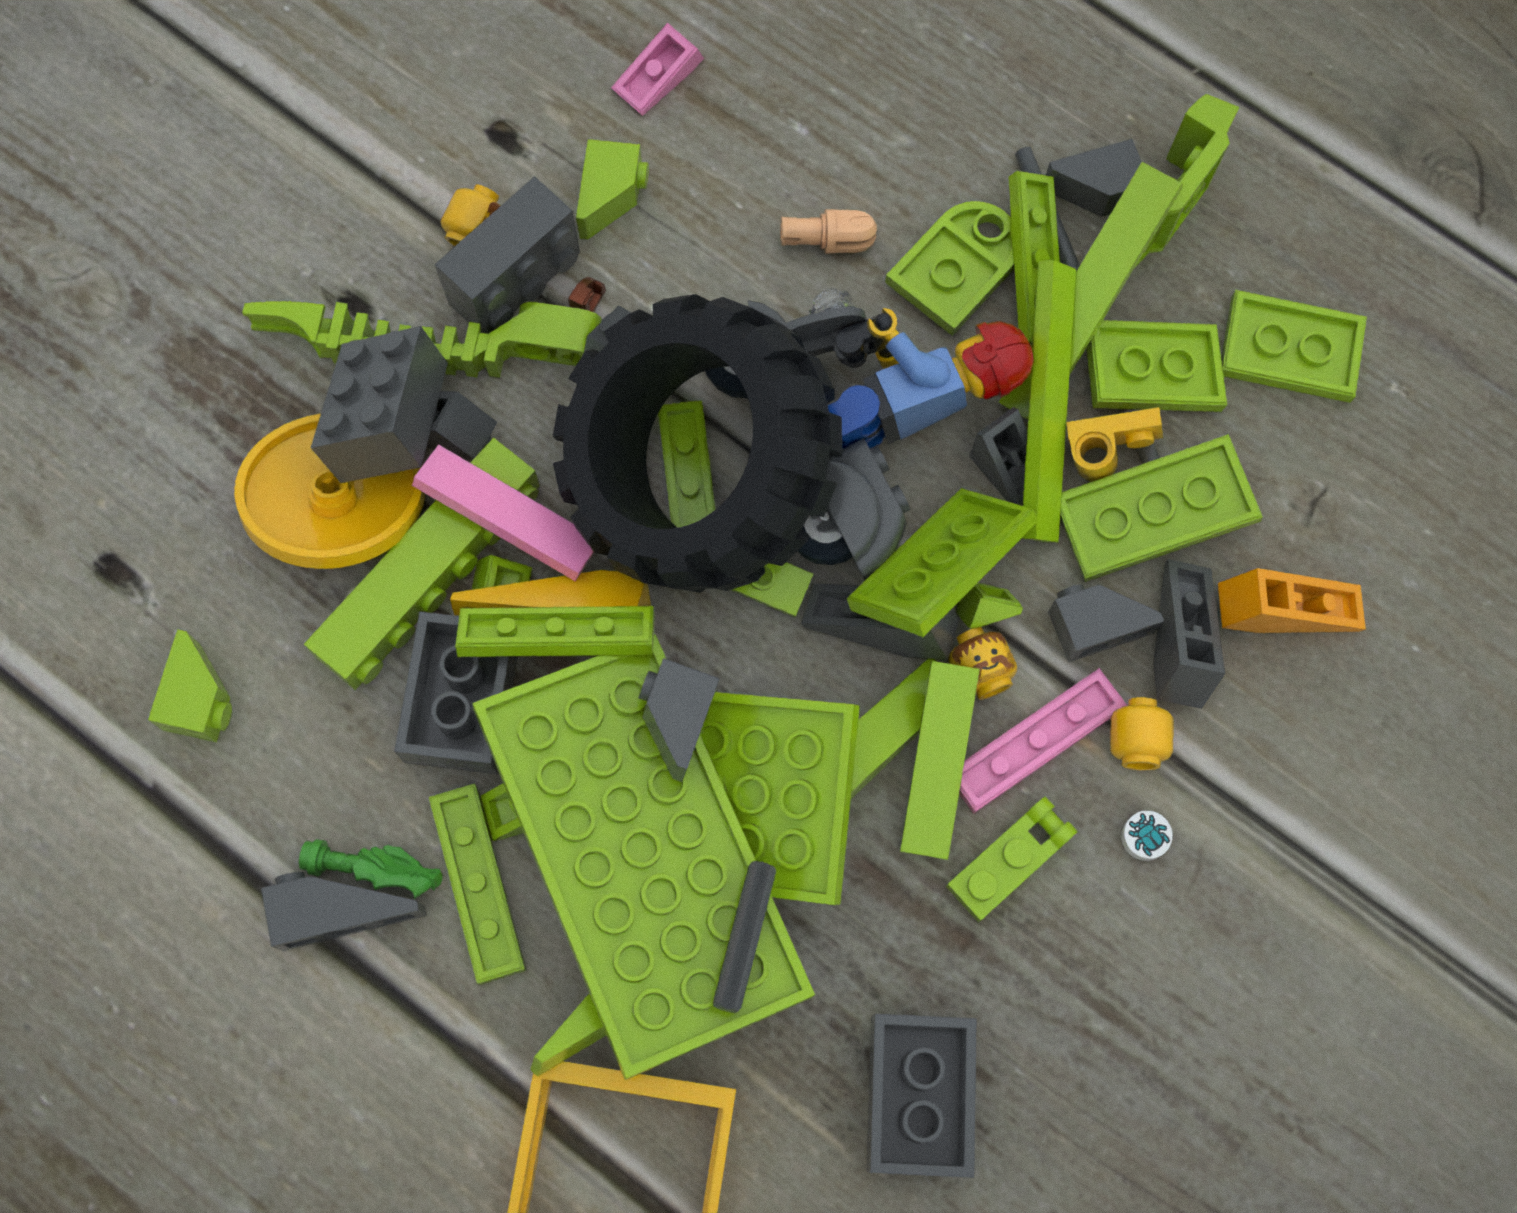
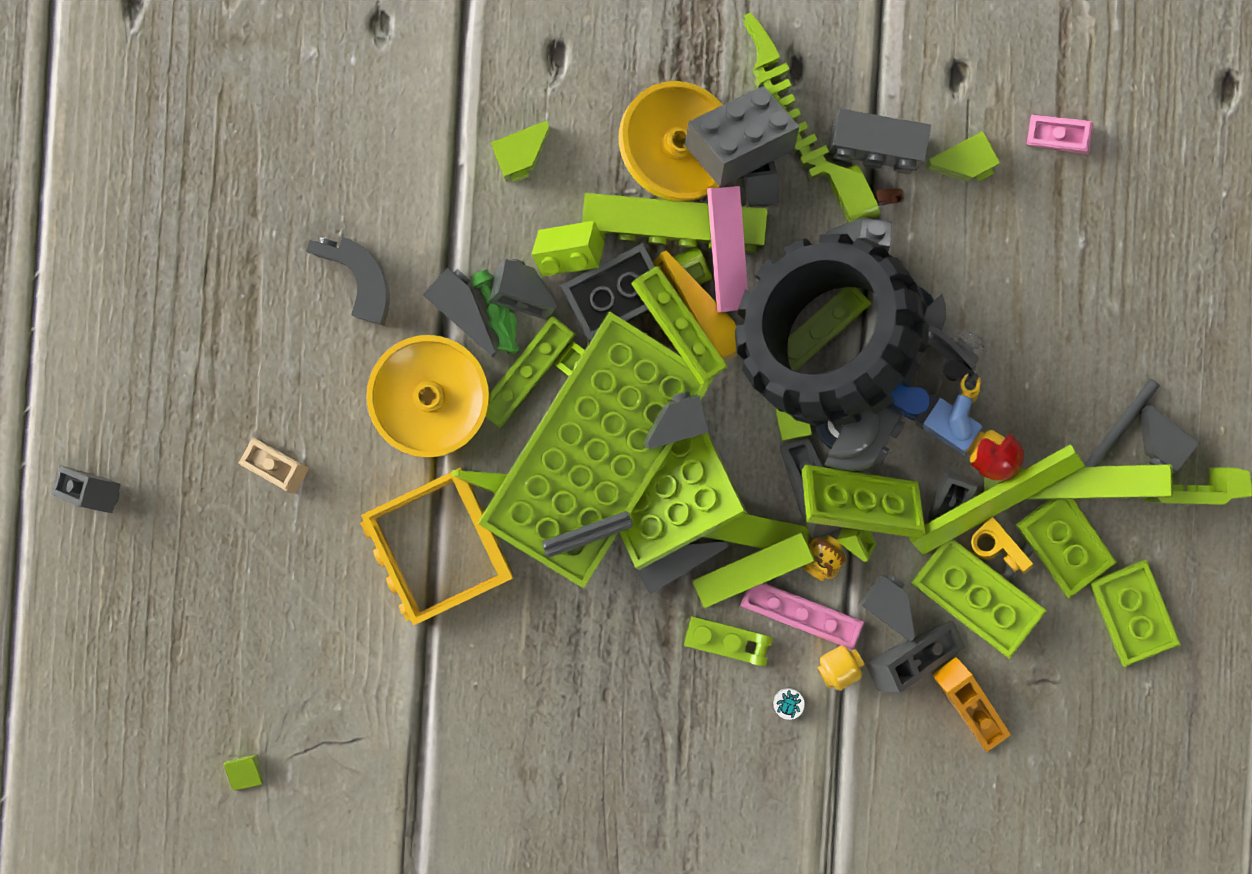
camera: 65 degrees right, 15 degrees up
(220, 1016) = (372, 285): none -> dark grey arch
(356, 712) = (568, 248): none -> lime brick
(365, 812) = (521, 289): none -> dark grey slope
(409, 1036) = (428, 396): none -> yellow dish
(467, 211) = (891, 98): yellow head -> none
(834, 231) = (1025, 308): light nougat arm -> none
(864, 856) = (678, 563): none -> dark grey slope
(922, 1095) = (573, 673): dark grey brick -> none
(955, 265) = (1053, 391): lime plate -> none
(1033, 238) = (1095, 427): lime tile -> none

